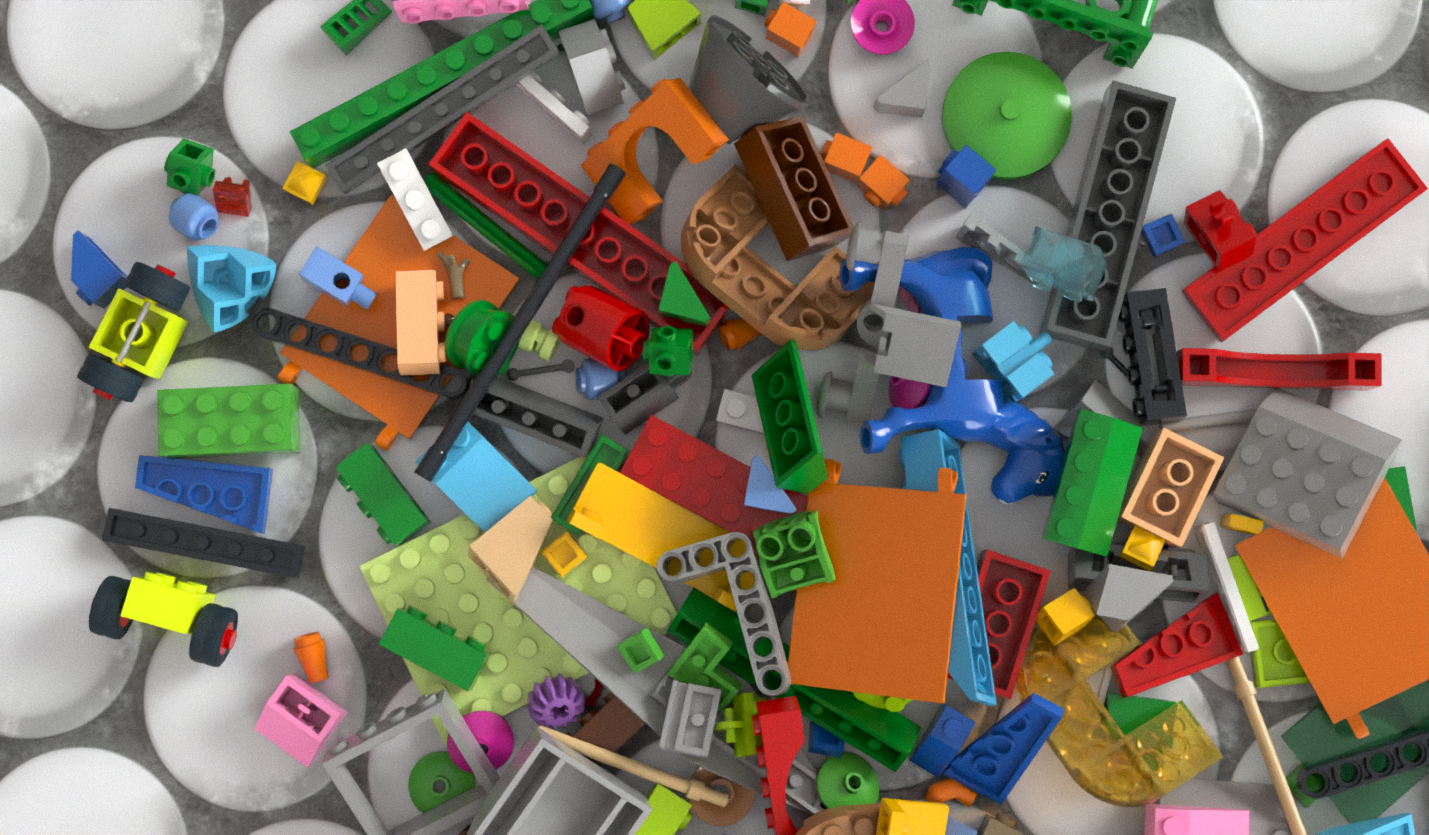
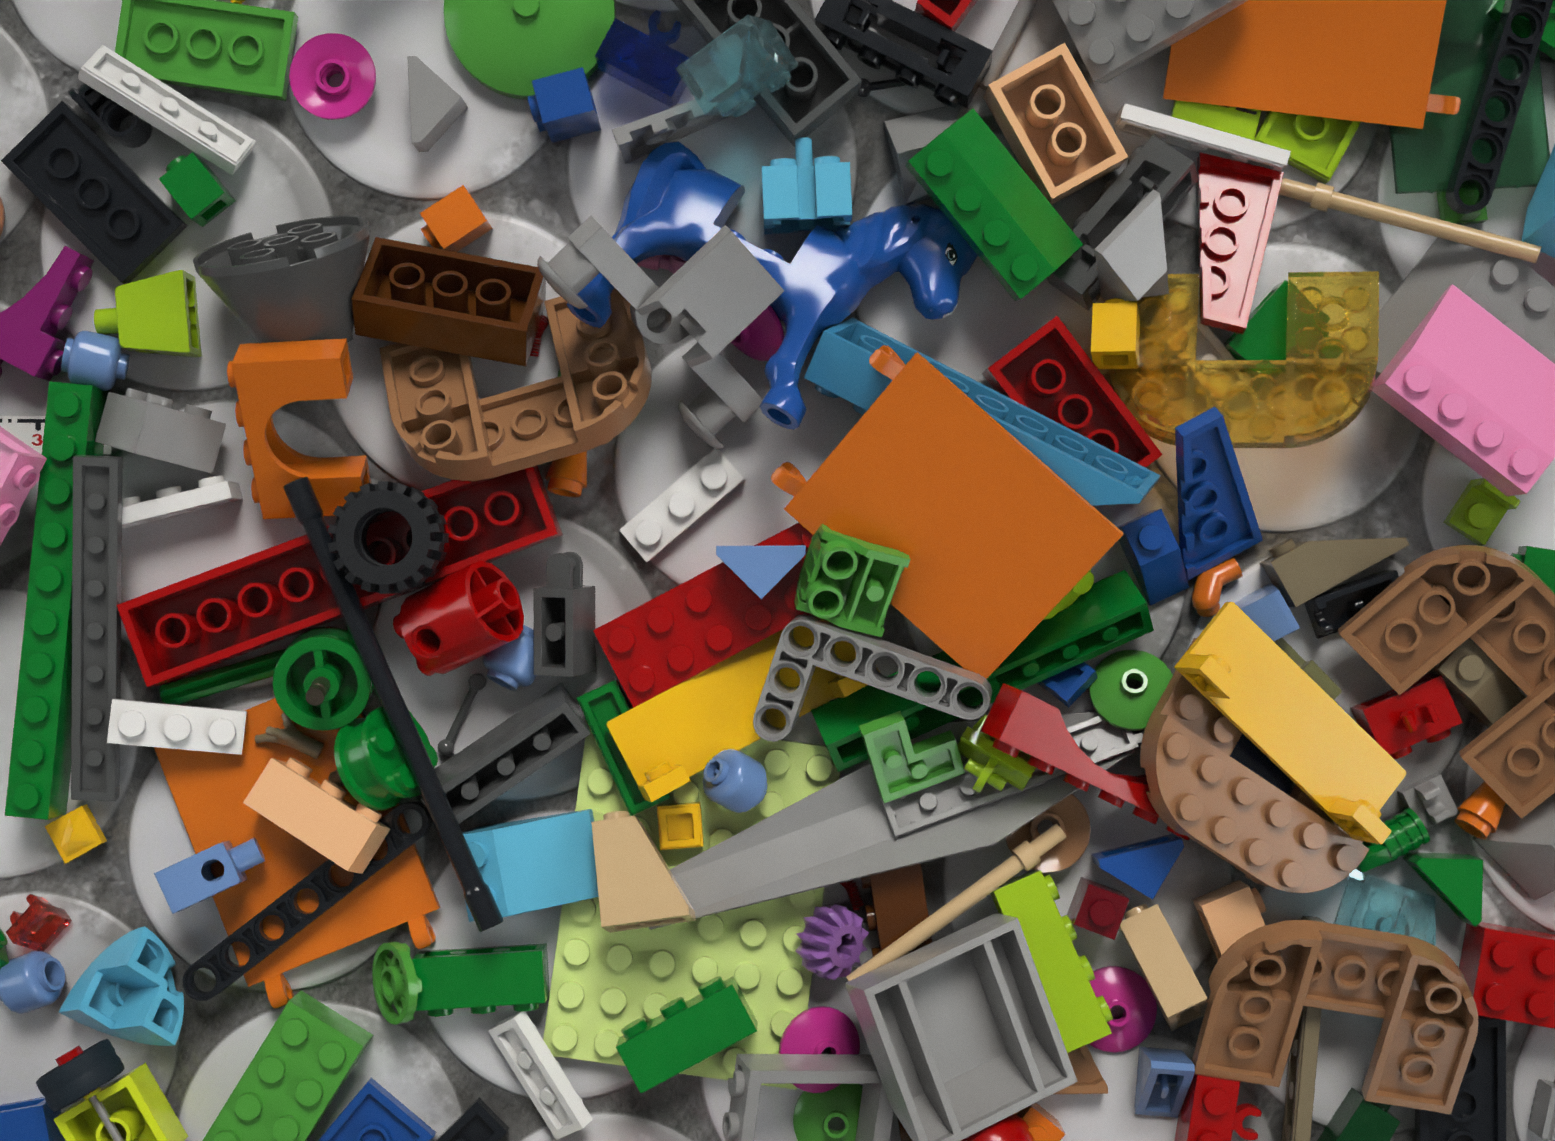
camera: 50 degrees left, 5 degrees up
(344, 442) = (395, 982): none -> bright green wheel
(345, 574) = (540, 1075): none -> white plate
(505, 268) = (322, 679): none -> green wheel
(539, 340) = (427, 695): yellowish green wheel -> none
(613, 222) = (352, 527): none -> black tyre
(617, 568) = (735, 780): none -> medium blue head
(640, 650) = (840, 815): bright green tile -> none
(669, 351) = (537, 564): green brick -> none
(680, 300) = (488, 514): green slope -> none
(690, 719) = (950, 813): light grey plate -> none
(789, 28) = (268, 183): orange brick -> none
(789, 422) = (704, 487): green slope -> none
(815, 255) = (541, 328): none -> red leg
(883, 184) = (513, 201): orange brick -> none
(1027, 205) = (644, 59): none -> clear blue brick
(1142, 548) = (1100, 200): yellow tile -> none
(1241, 524) = (1146, 74): yellow tile -> none

